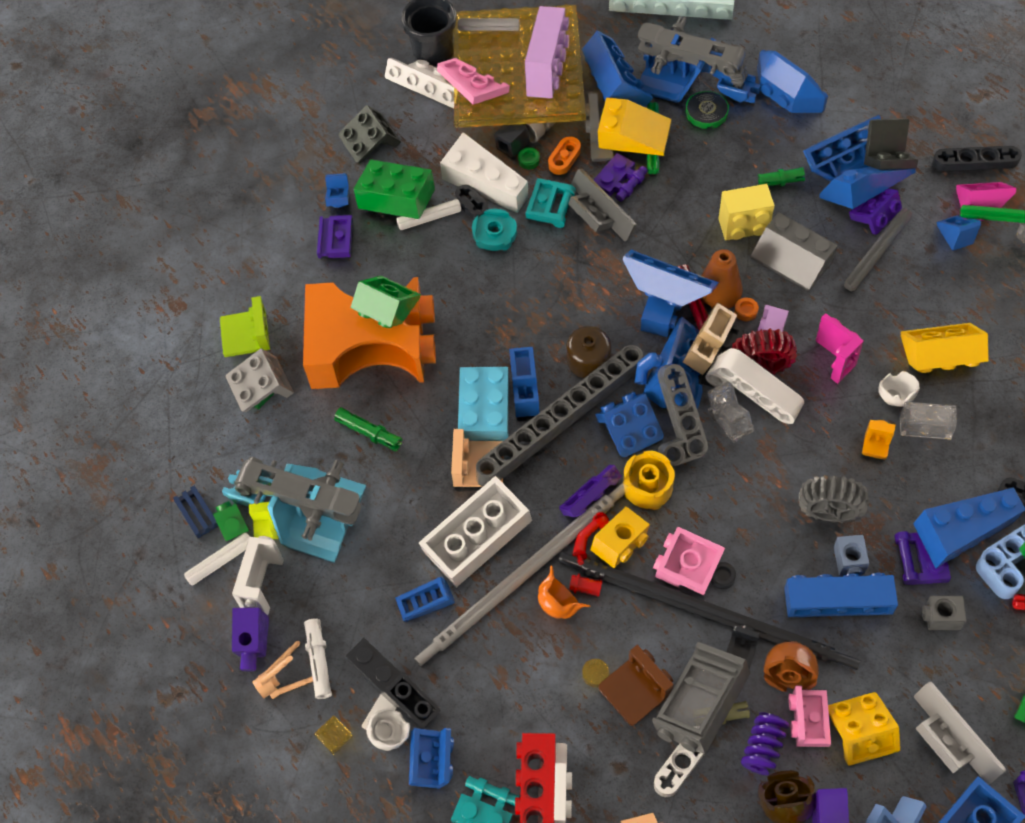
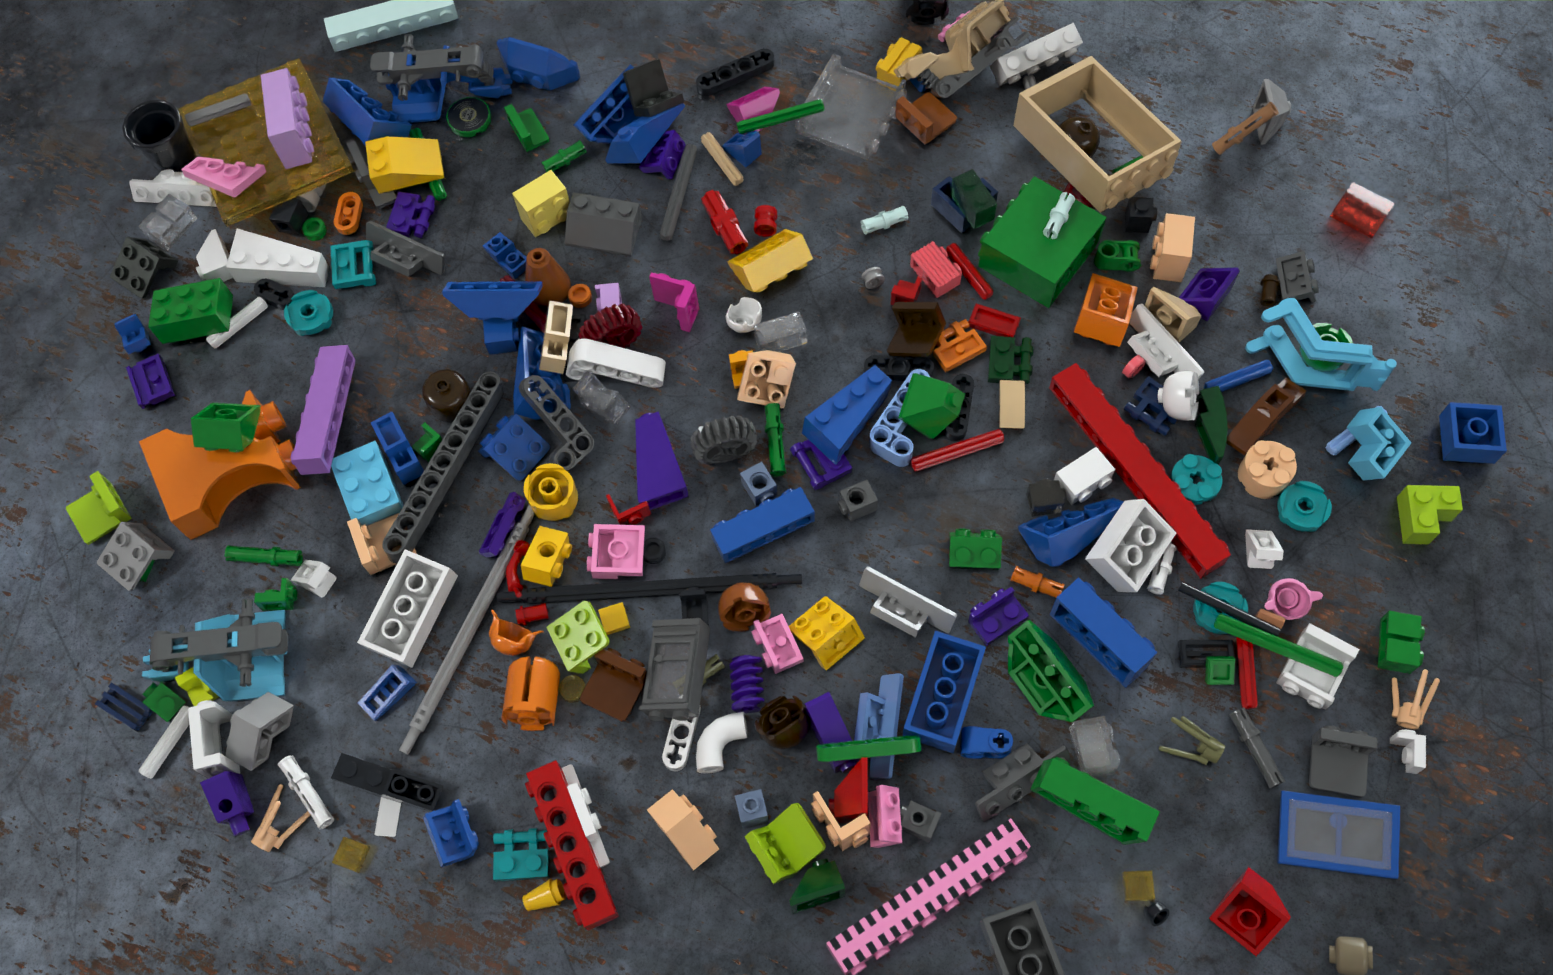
camera: 25 degrees left, 5 degrees up
(297, 581) = (254, 729): none -> light grey brick
(362, 473) = (277, 600): none -> green bracket
(387, 729) = (400, 826): white hair -> none
(404, 467) = (314, 577): none -> white slope
(406, 106) = (168, 222): none -> clear piece
(431, 151) = (213, 258): none -> white slope
(473, 321) = (323, 410): none -> medium lavender brick
(552, 389) = (428, 443): none -> green panel
(556, 660) = (531, 693): none -> orange cylinder
(621, 626) = (578, 637): none -> lime bracket
(644, 365) = (505, 385): blue arm -> none
(660, 623) = (614, 618): none -> yellow tile
(692, 246) = (506, 255): none -> blue slope
(714, 782) = (714, 739): none -> white cylinder
(715, 534) = (631, 516): none -> red bracket
(756, 138) = (527, 127): none -> green panel
(758, 500) = (657, 468): none -> dark purple slope
(886, 510) = (775, 442): none -> green pin
(899, 457) = (766, 378): none -> light nougat slope
(912, 294) = (724, 222): none -> red piece
(933, 234) = (722, 159): none -> tan axle
(954, 307) = (765, 224): none -> red wheel

